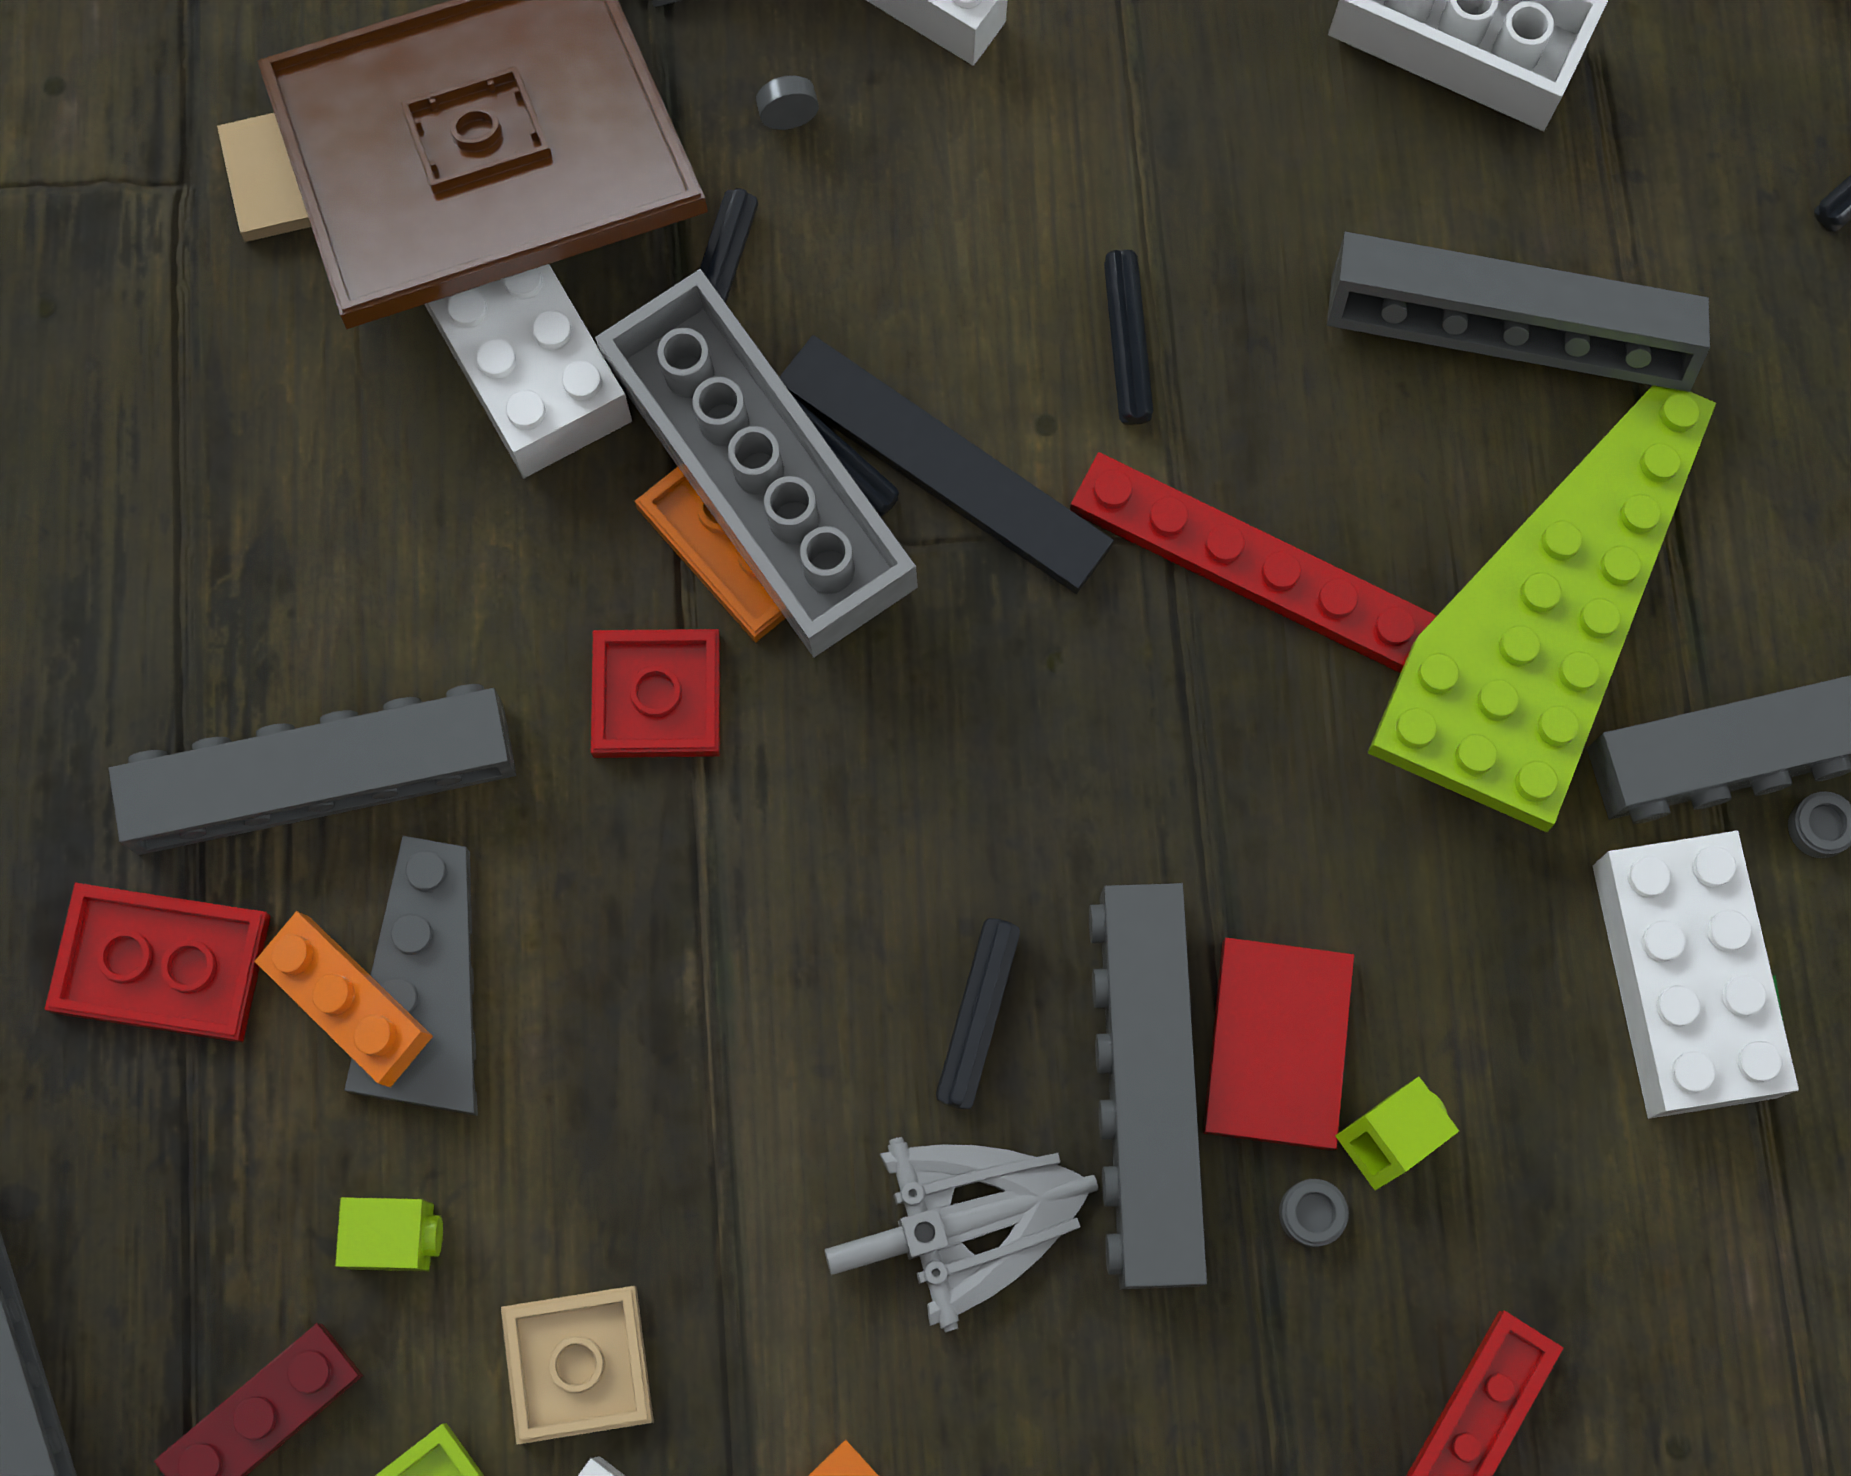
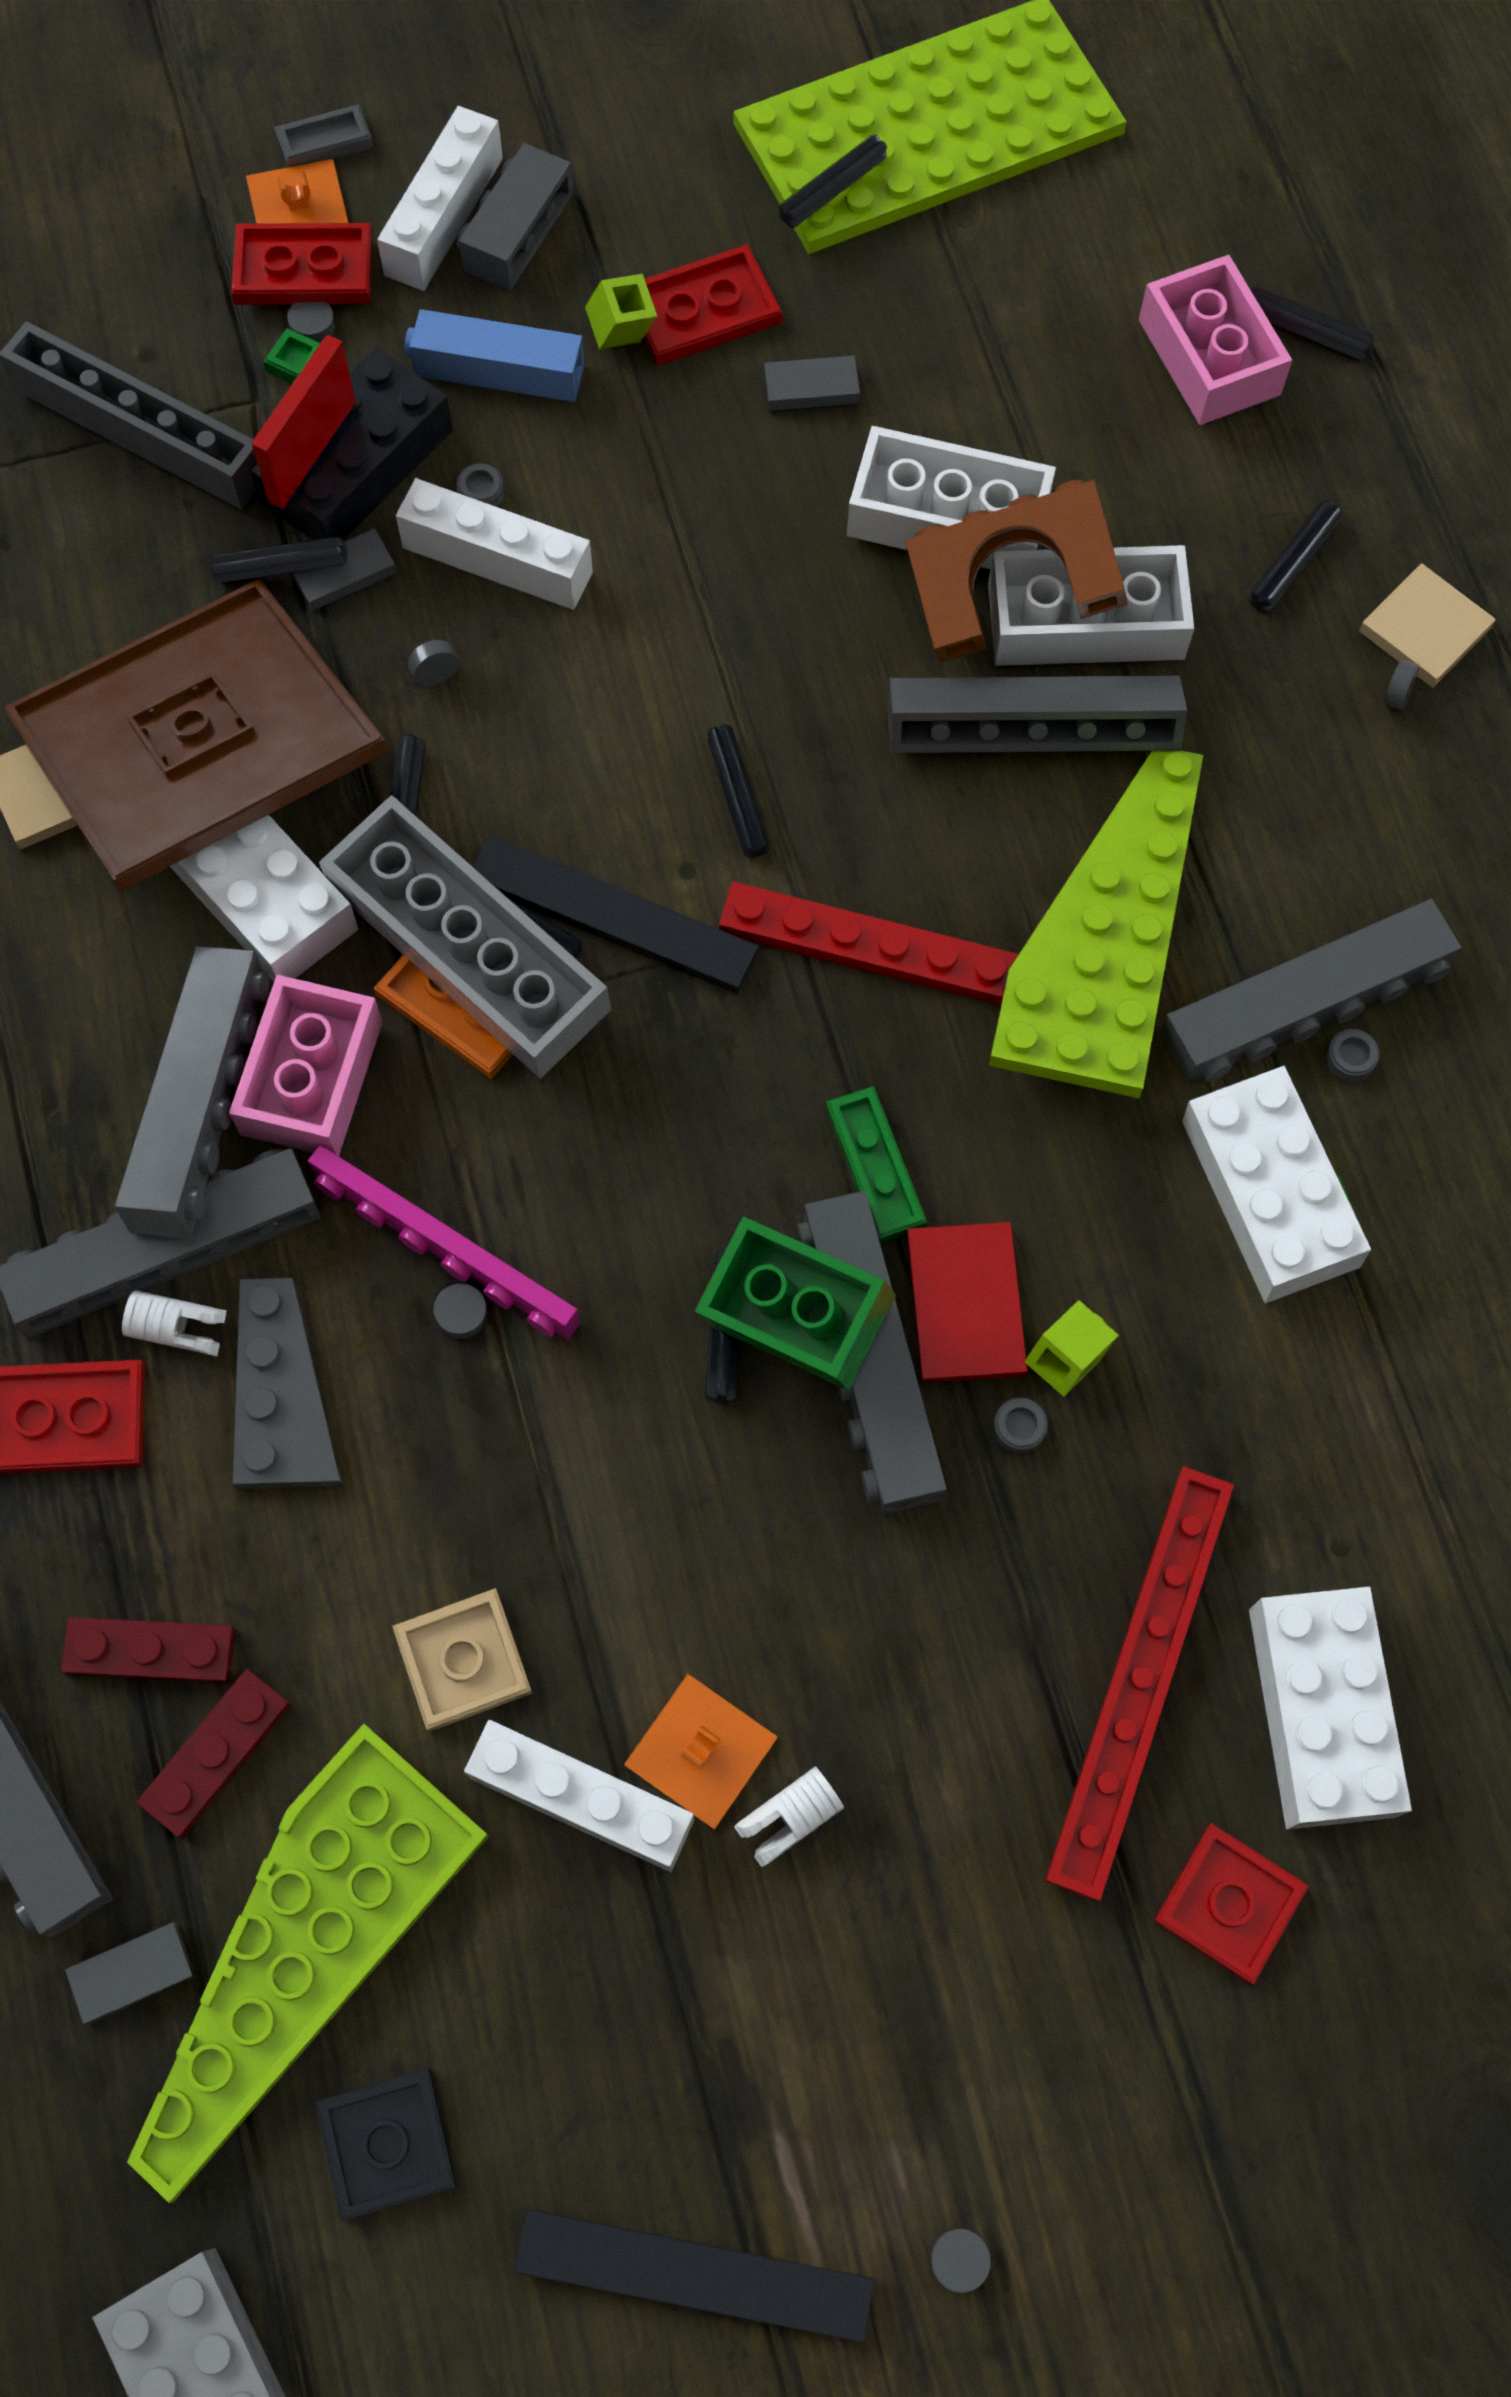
camera: 10 degrees left, 5 degrees down
(205, 1274) = (148, 1650): none -> dark red plate
(303, 869) = (165, 1320): none -> white hinge
(343, 999) = (218, 1412): orange plate -> none
(387, 1234) = (290, 1587): lime brick -> none
(388, 596) = (192, 1093): none -> dark grey brick
(533, 587) = (306, 1066): none -> bright pink brick
(655, 693) = (420, 1132): red tile -> none
(660, 928) = (460, 1311): none -> dark grey tile
(672, 863) = (459, 1255): none -> dark pink plate
(1036, 1199) = (798, 1457): light grey bar -> none
(1067, 1016) = (796, 1303): none -> green brick
(1203, 844) = (876, 1163): none -> green tile
(1607, 77) = (951, 556): none -> dark orange arch
(1615, 184) = (1040, 622): none -> white brick

